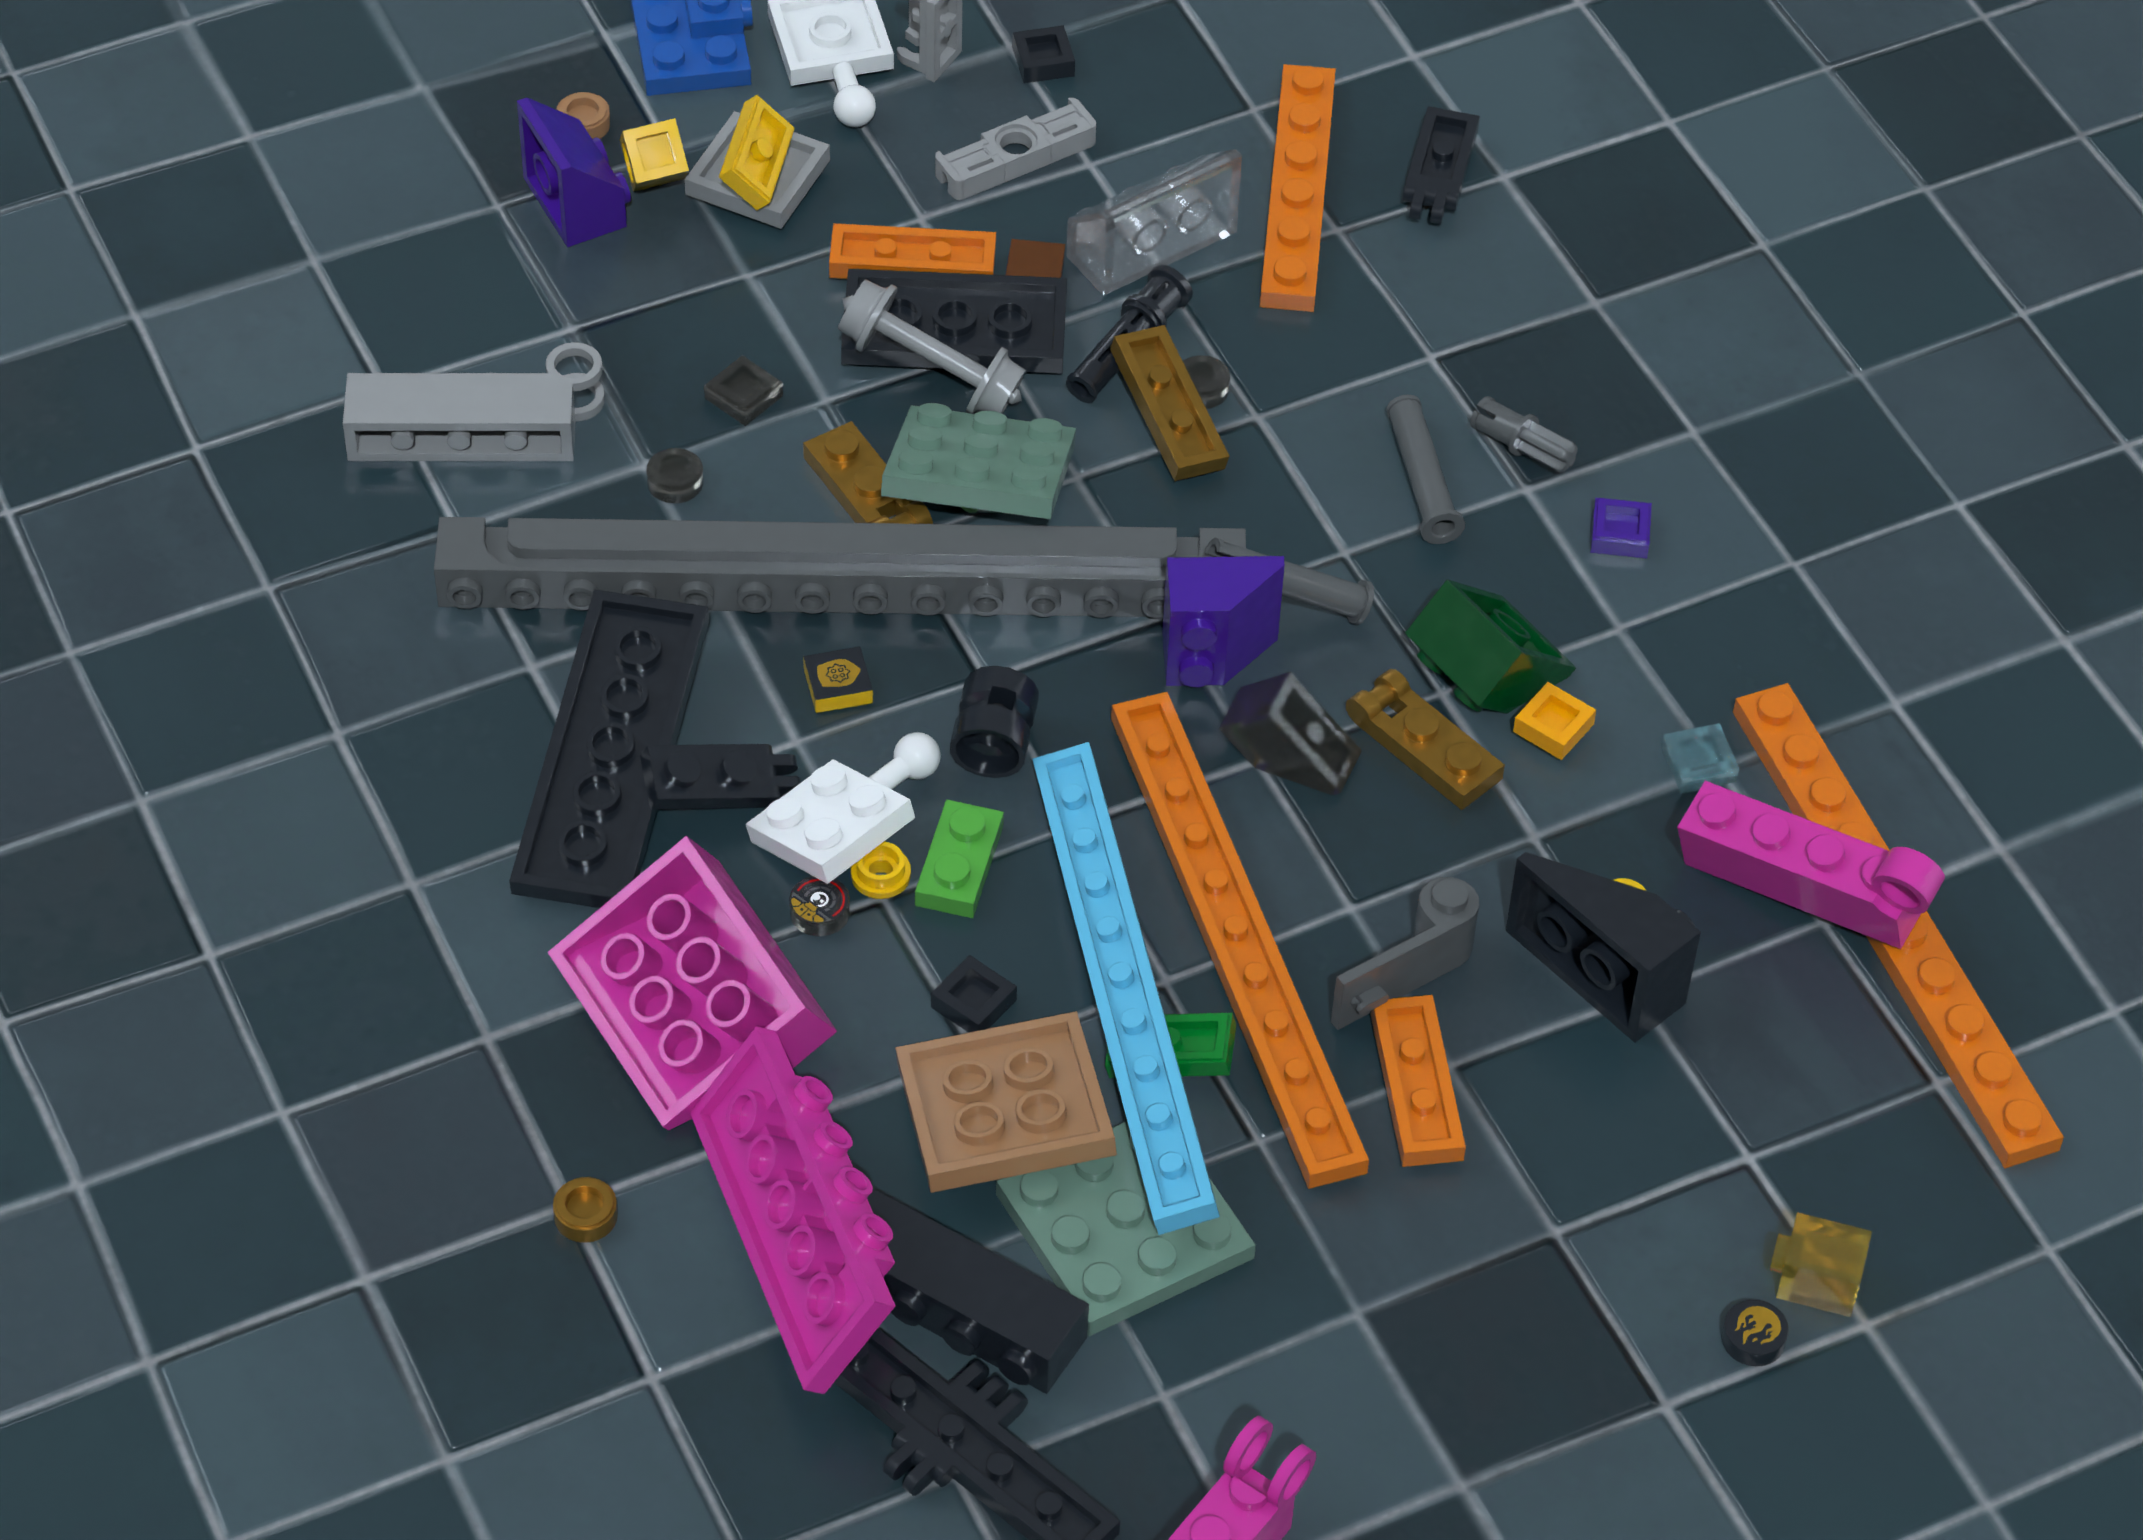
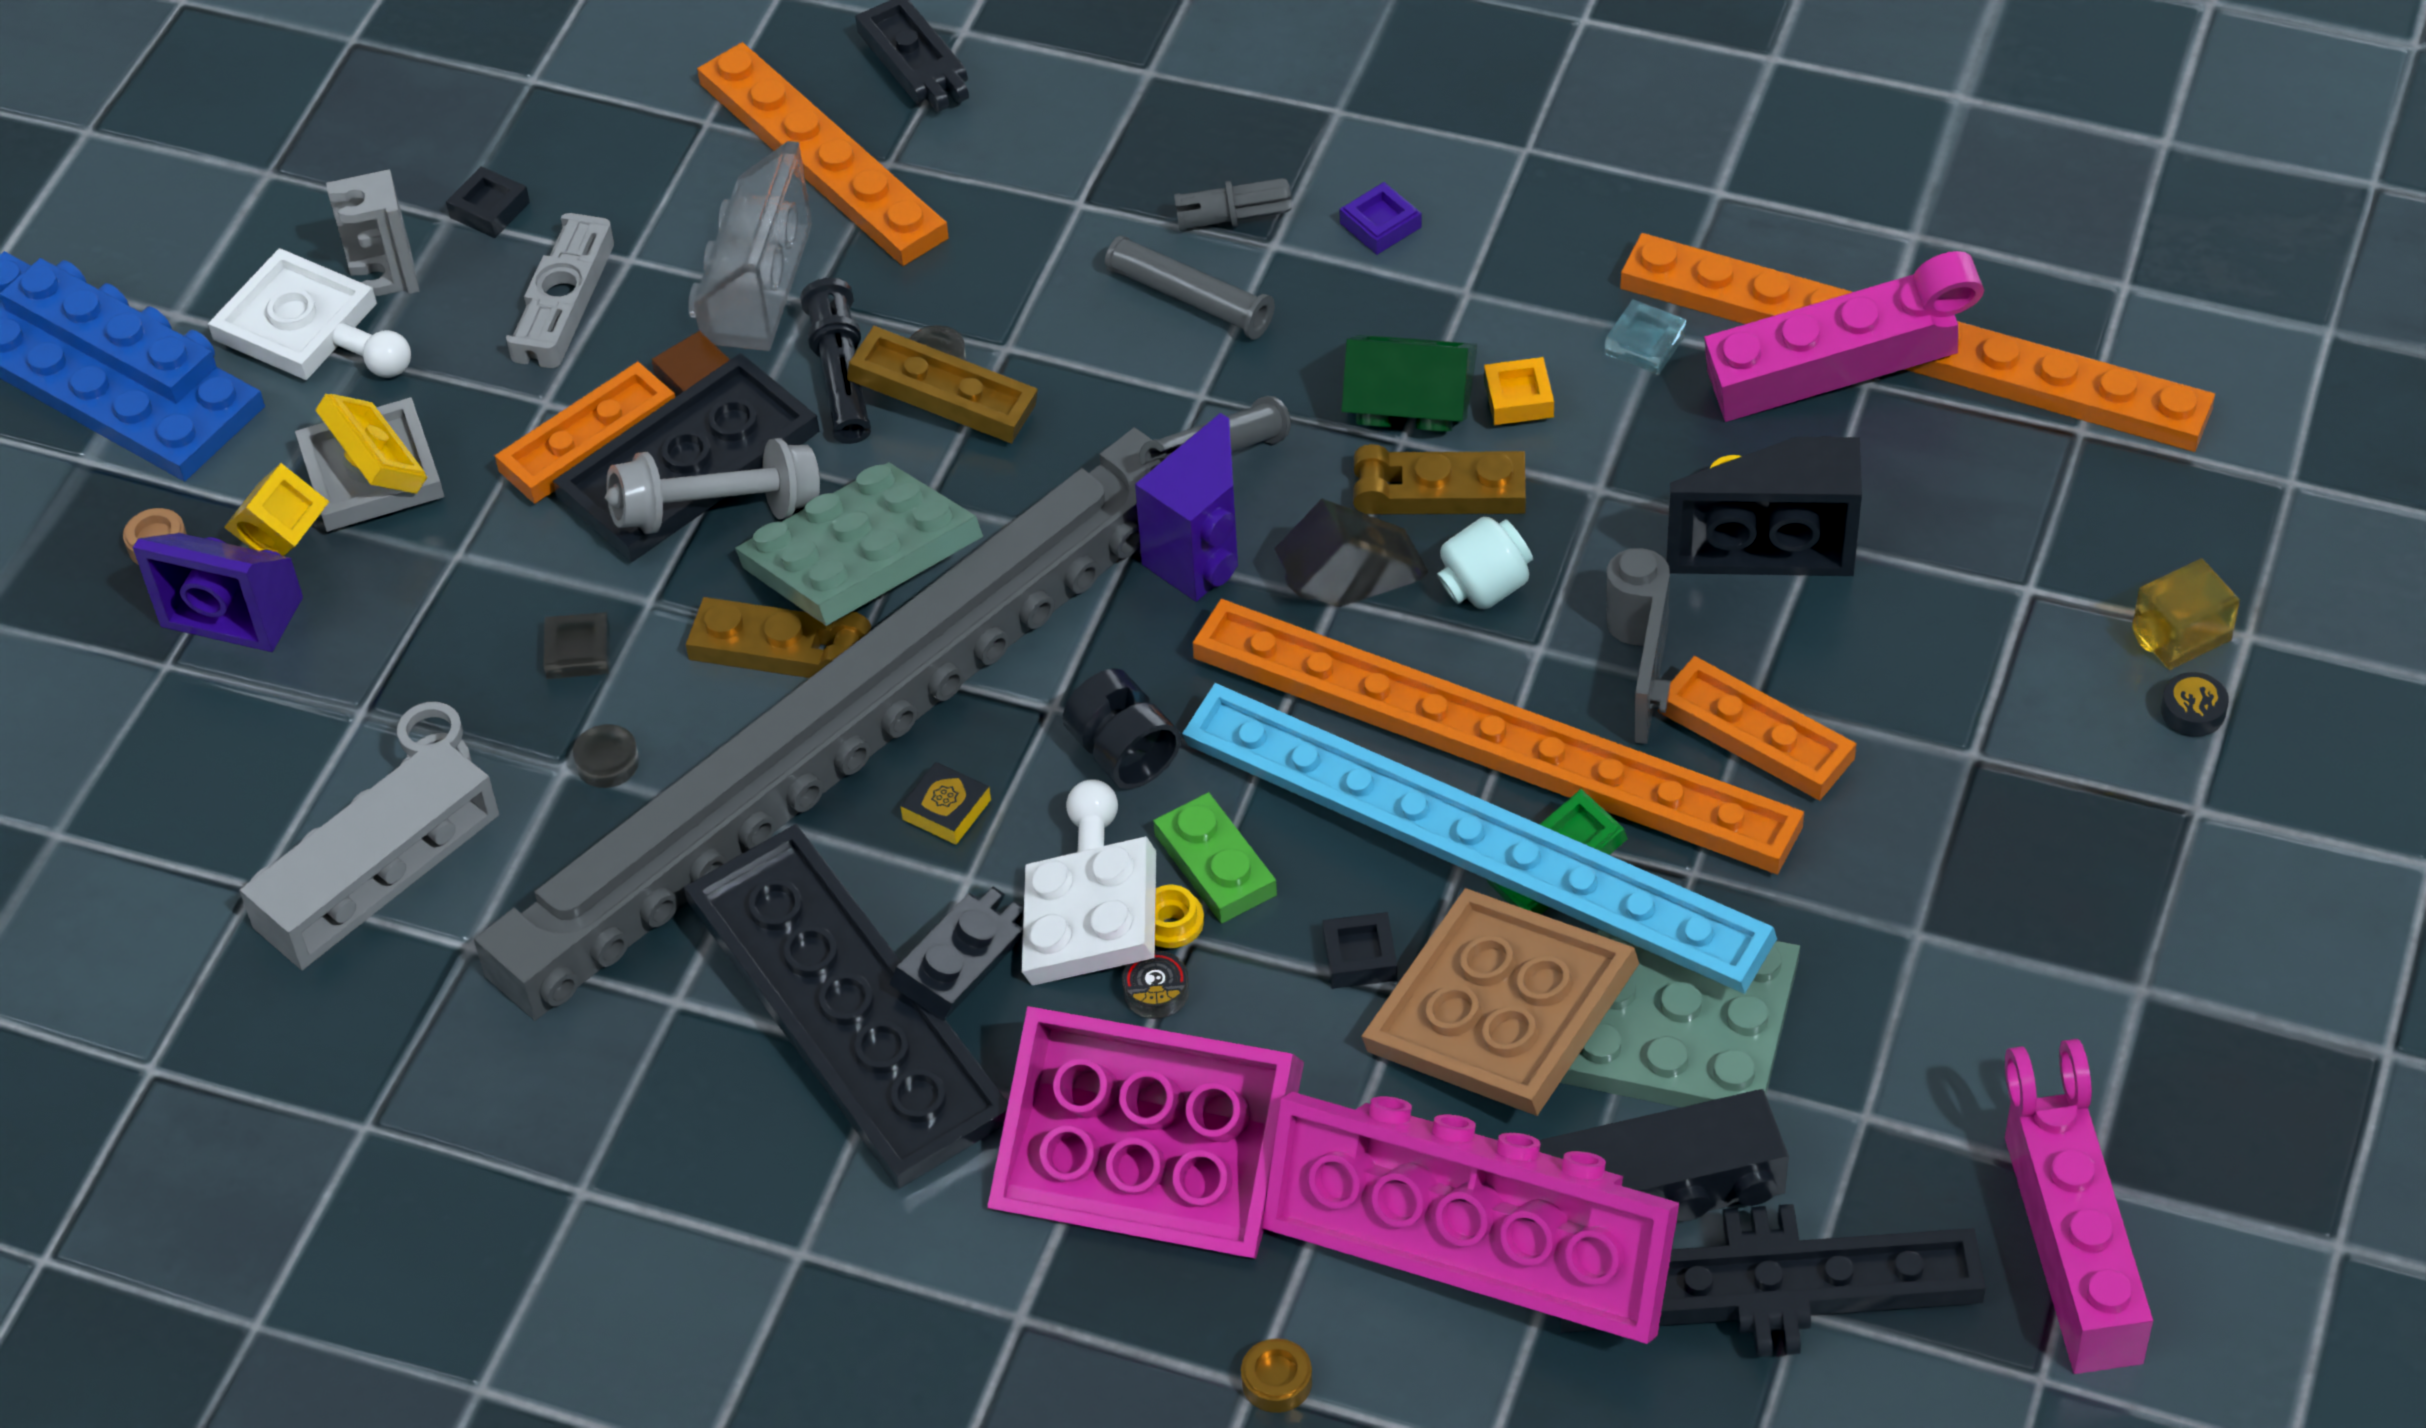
camera: 40 degrees left, 0 degrees up
(1374, 814) = (1484, 563): none -> light aqua head

